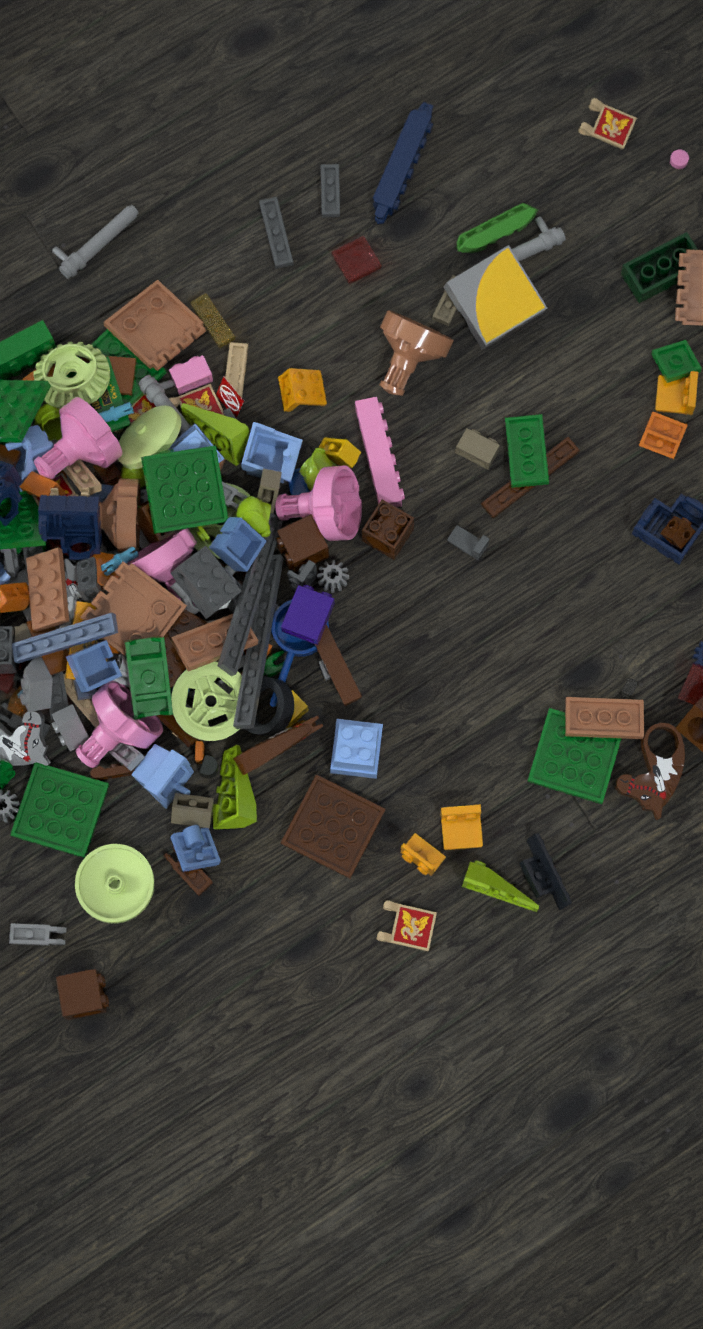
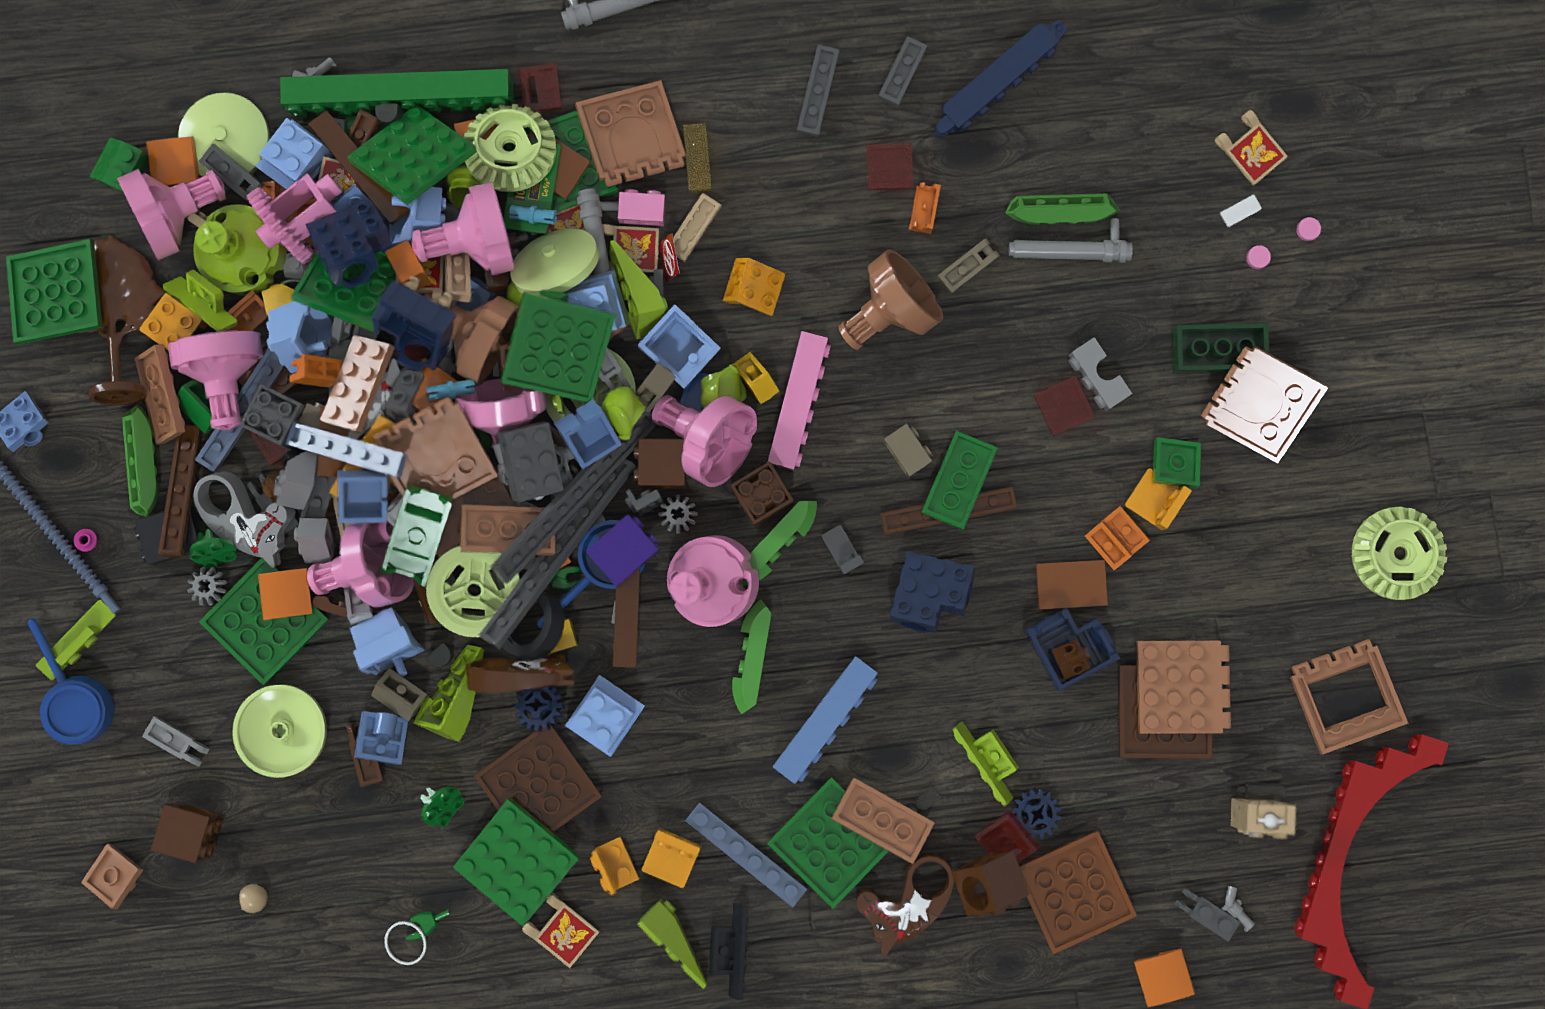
camera: 25 degrees right, 10 degrees up
(39, 1060) = (112, 876): none -> nougat hinge
(67, 779) = (284, 594): none -> orange slope
(75, 324) = (546, 86): none -> clear red plate
(158, 1021) = (253, 898): none -> tan piece
(199, 752) = (438, 635): orange tile -> none
(267, 875) = (441, 805): none -> green plate
(275, 996) = (418, 929): none -> white piece
(302, 971) = (427, 921): none -> green hand
(311, 769) = (544, 715): none -> dark blue gear
(346, 889) = (516, 861): none -> green plate
(384, 608) = (708, 580): none -> bright pink piece
(397, 275) = (924, 208): none -> orange hinge
(410, 583) = (797, 520): none -> bright green brick
(435, 628) = (746, 688): none -> bright green brick
(495, 297) = (1017, 290): yellow tile -> none
(516, 798) = (746, 854): none -> sand blue plate
(522, 668) = (825, 719): none -> medium blue brick
(547, 534) = (928, 589): none -> dark blue piece
(573, 362) = (1064, 406): none -> clear red plate
(598, 337) = (1107, 392): none -> light grey arch
(624, 170) = (1240, 210): none -> white sticker
(647, 483) = (1071, 584): none -> dark orange tile
(654, 195) = (1258, 257): none -> bright pink tile
(658, 634) = (990, 758): none -> lime bracket

